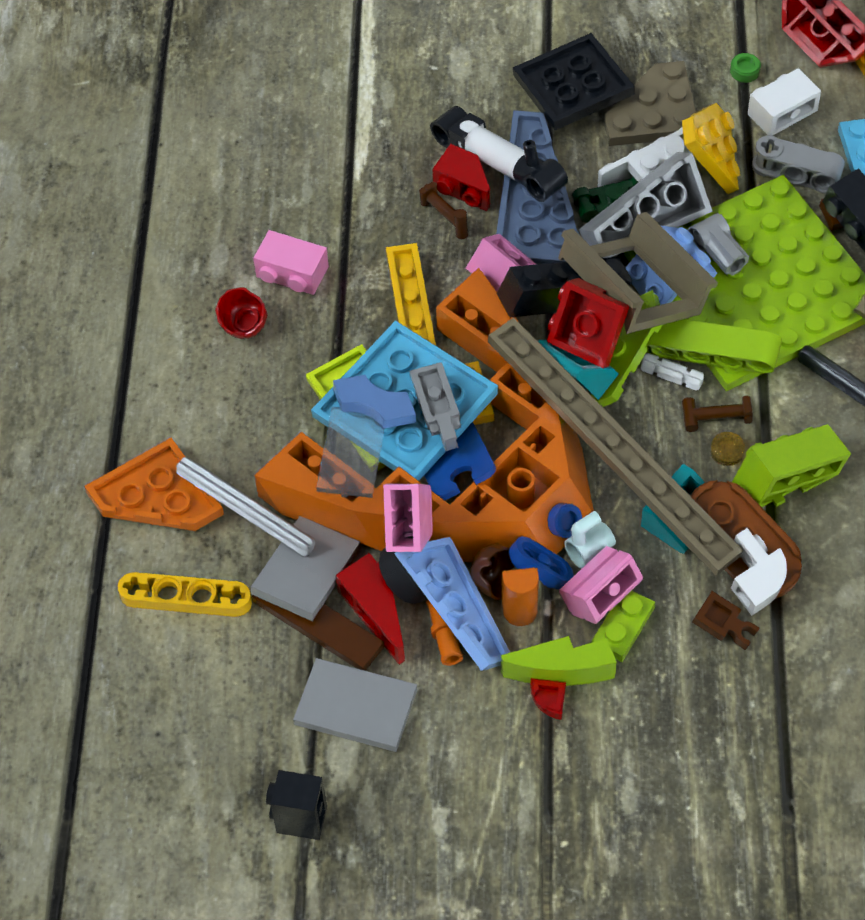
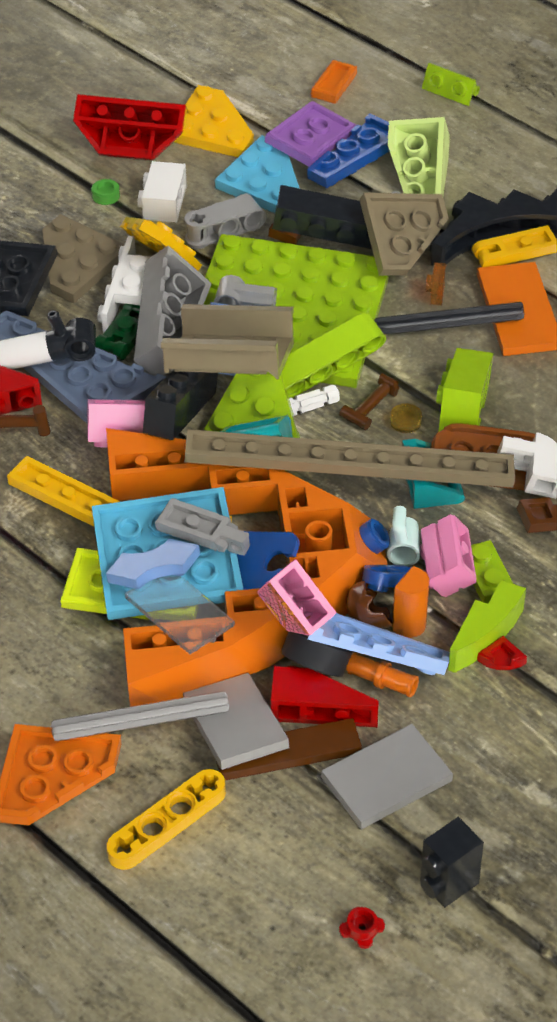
camera: 50 degrees left, 10 degrees down
(200, 781) = (362, 917): none -> red plate
(587, 322) = (242, 393): red plate -> none

